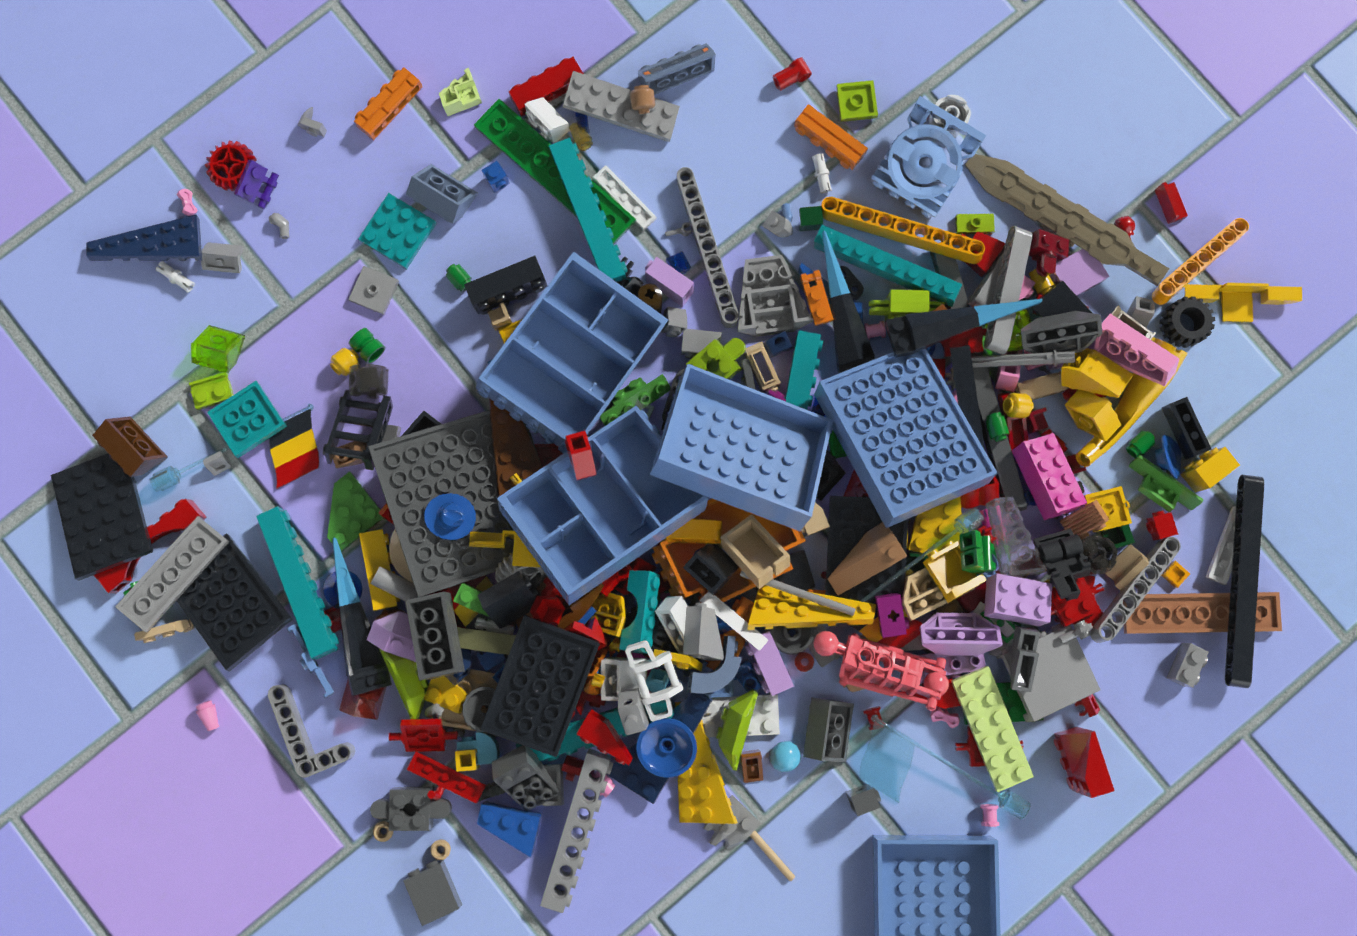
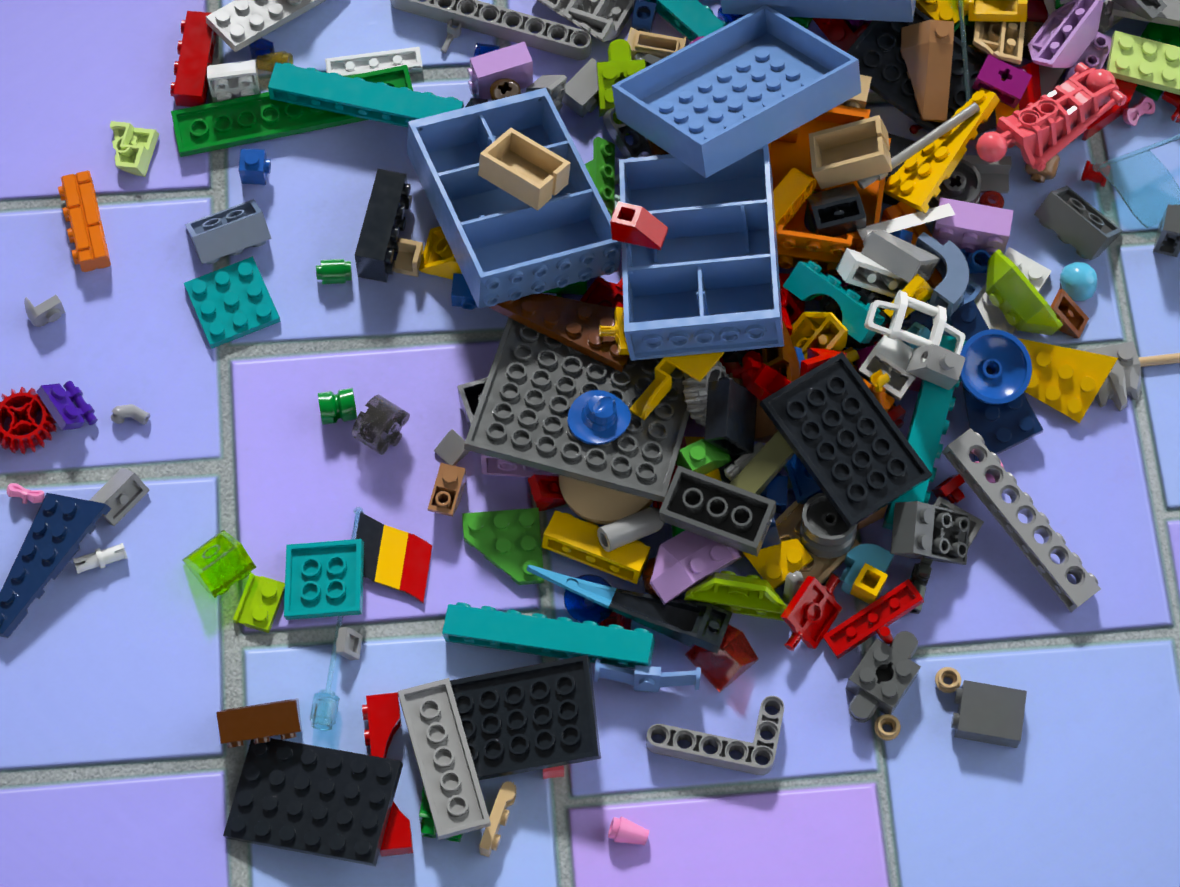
camera: 55 degrees left, 15 degrees down
(343, 360) = (337, 441): yellow head -> none
(373, 290) = (278, 366): light grey plate -> none
(378, 426) = (435, 442): black fence -> none
(511, 825) = (971, 585): blue wedge -> none
(580, 350) = (524, 168): none -> tan piece
(601, 733) = (938, 416): red slope -> none

